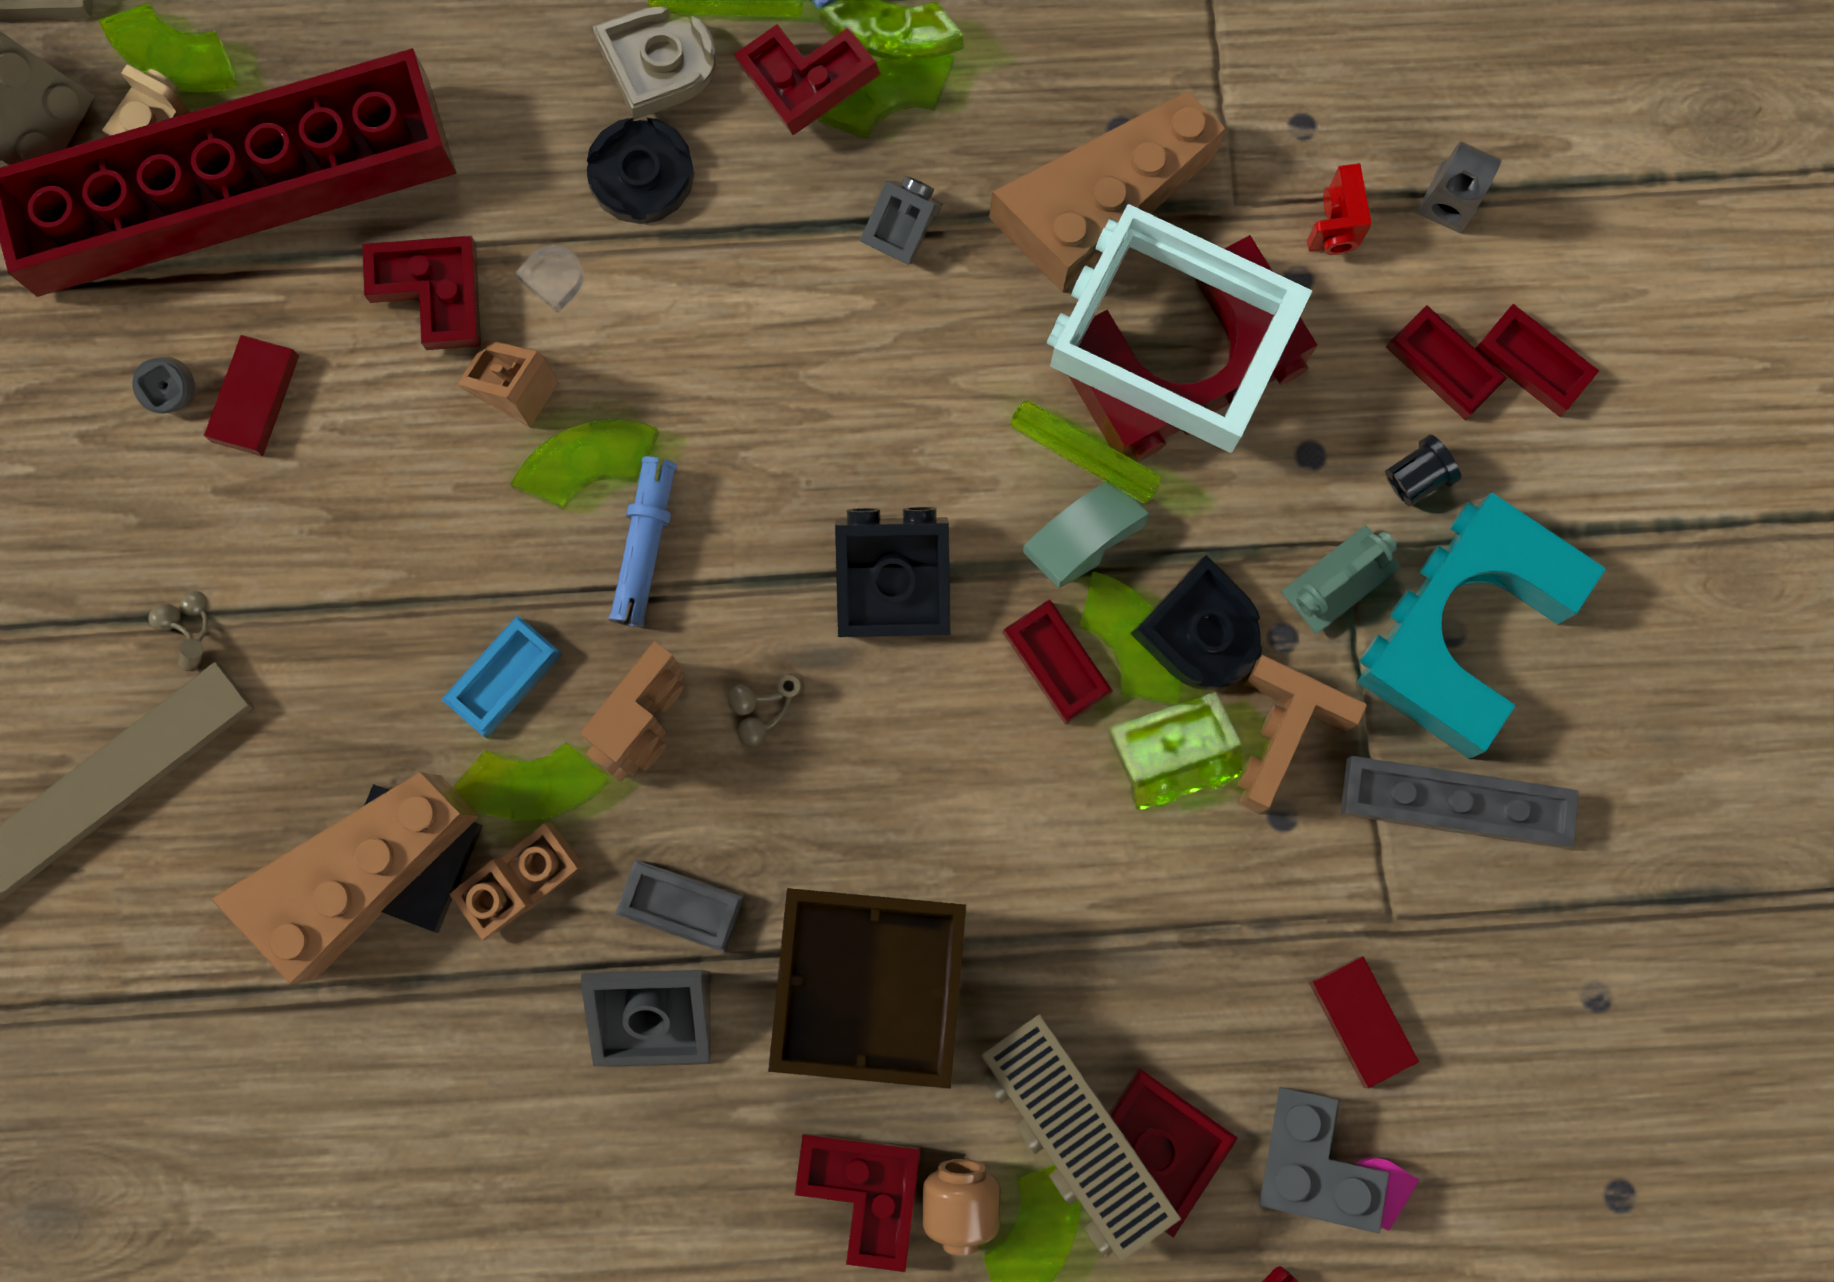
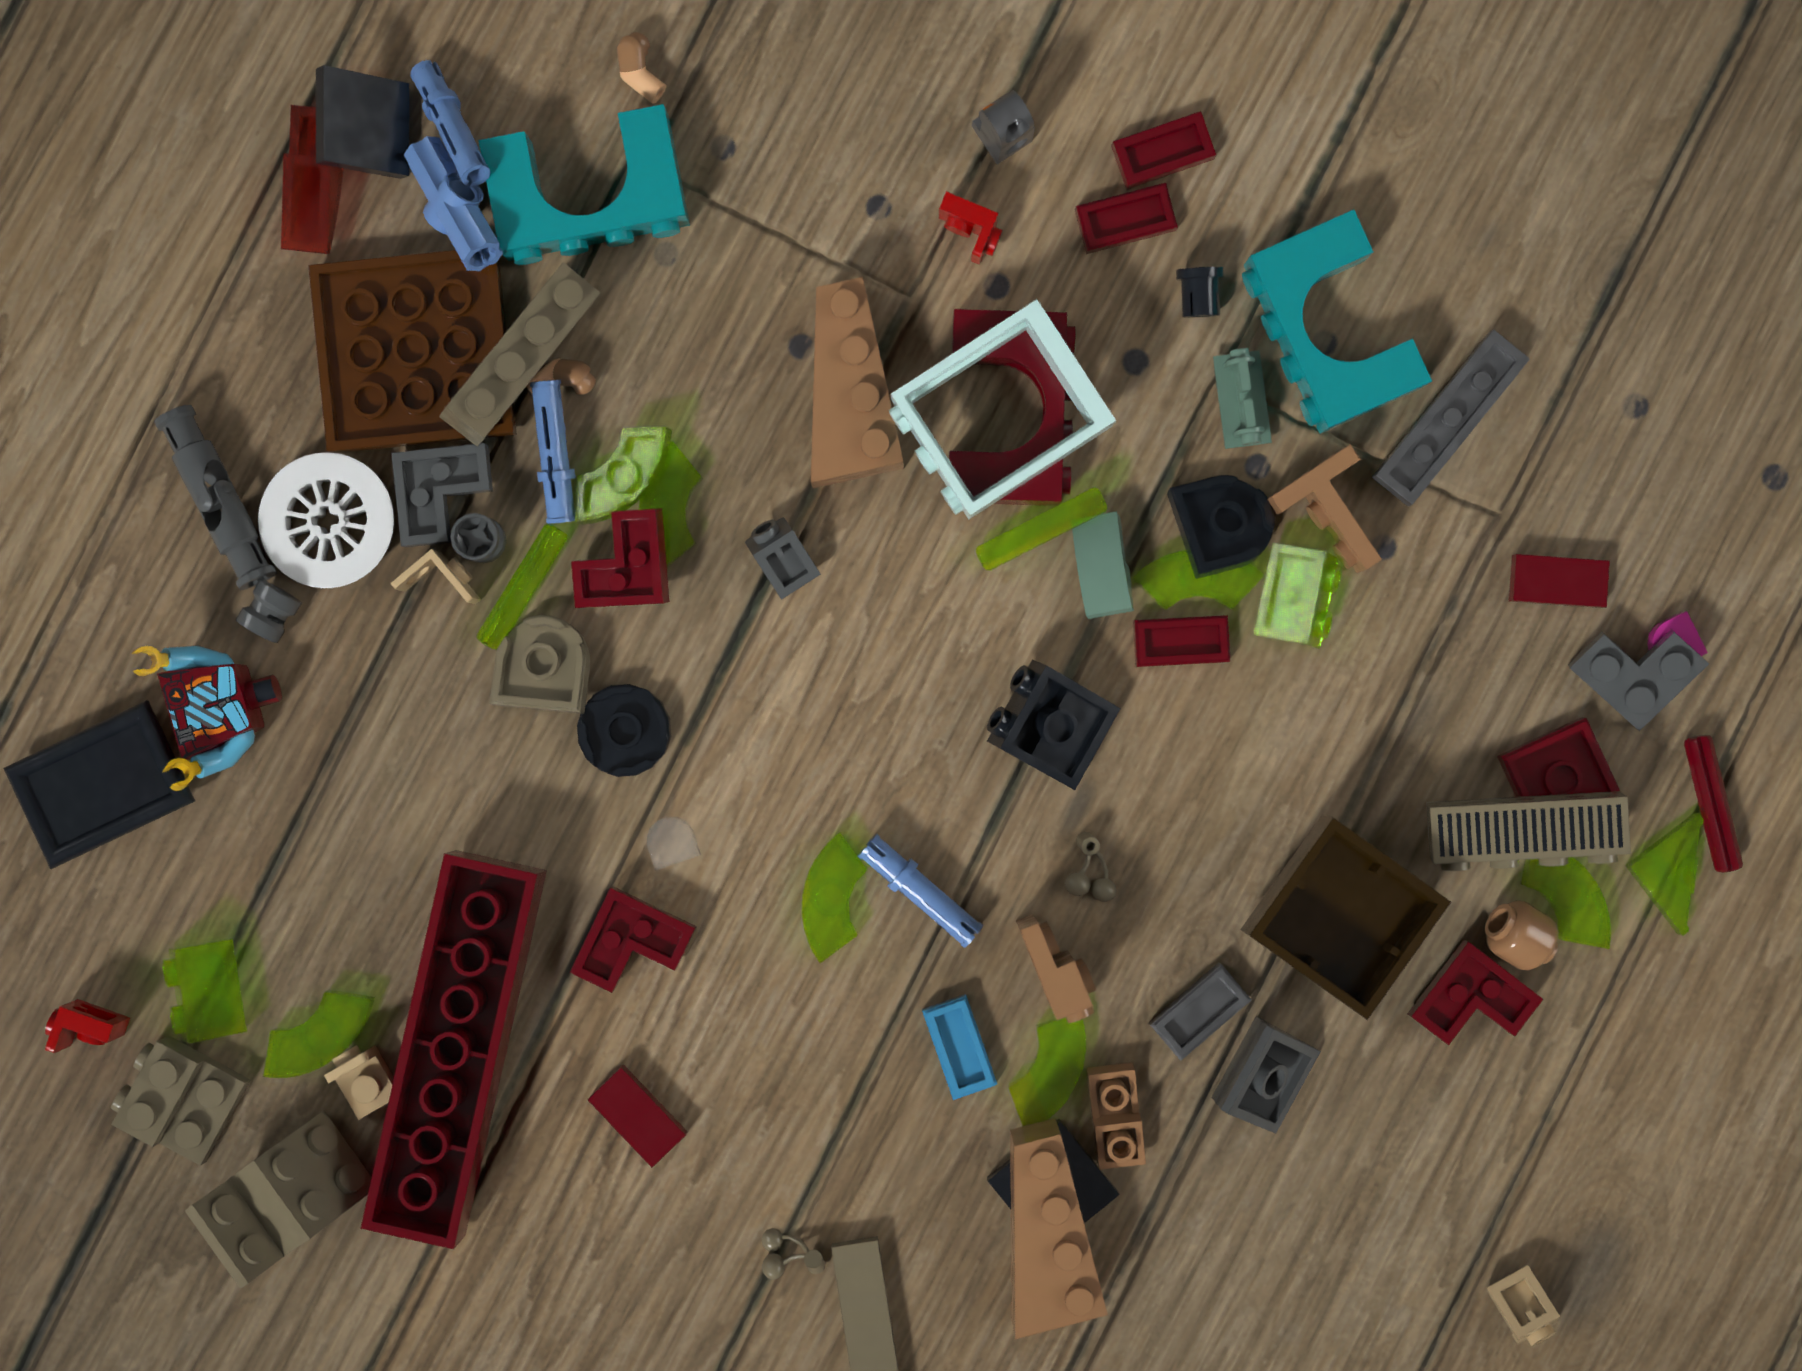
camera: 60 degrees left, 10 degrees up
(163, 385) = (593, 1177): dark grey tile -> none
(510, 380) = (737, 922): medium nougat slope -> none

